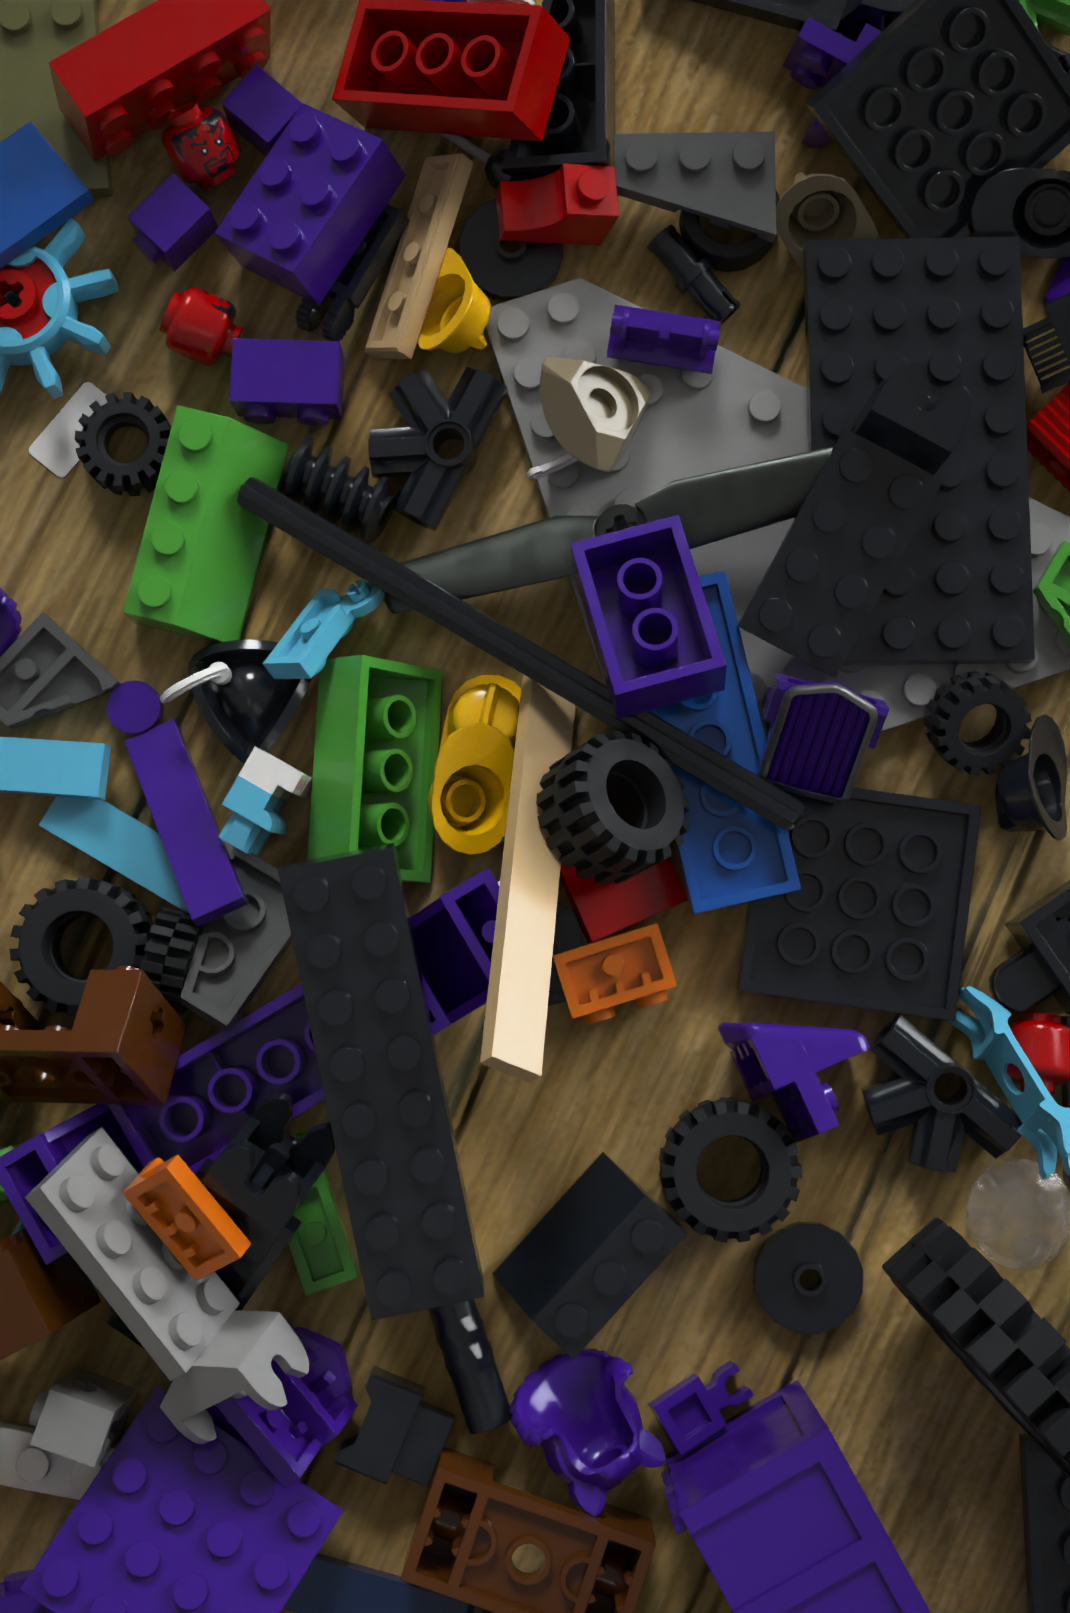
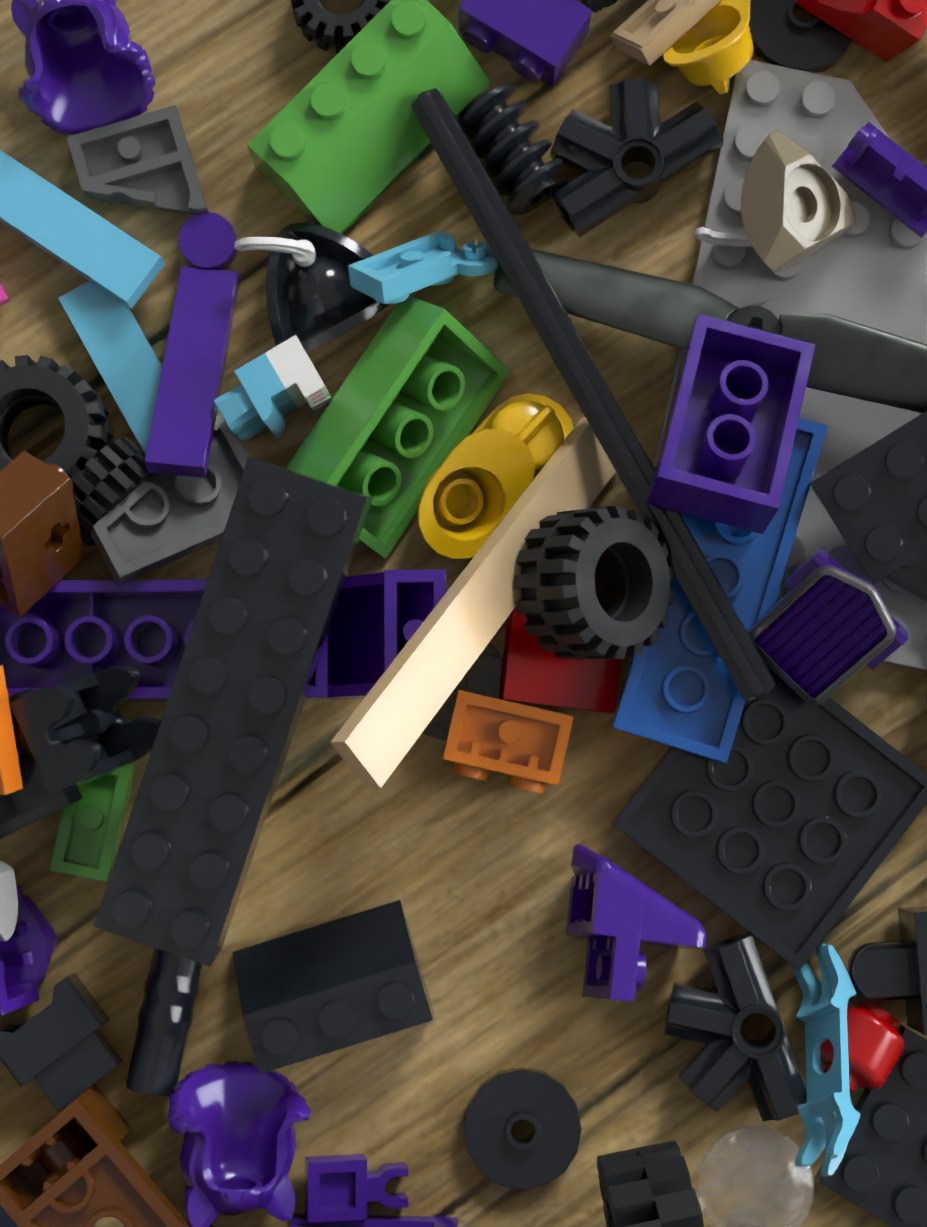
camera: 25 degrees right, 0 degrees up
(769, 1196) = (517, 1035): black tyre -> none

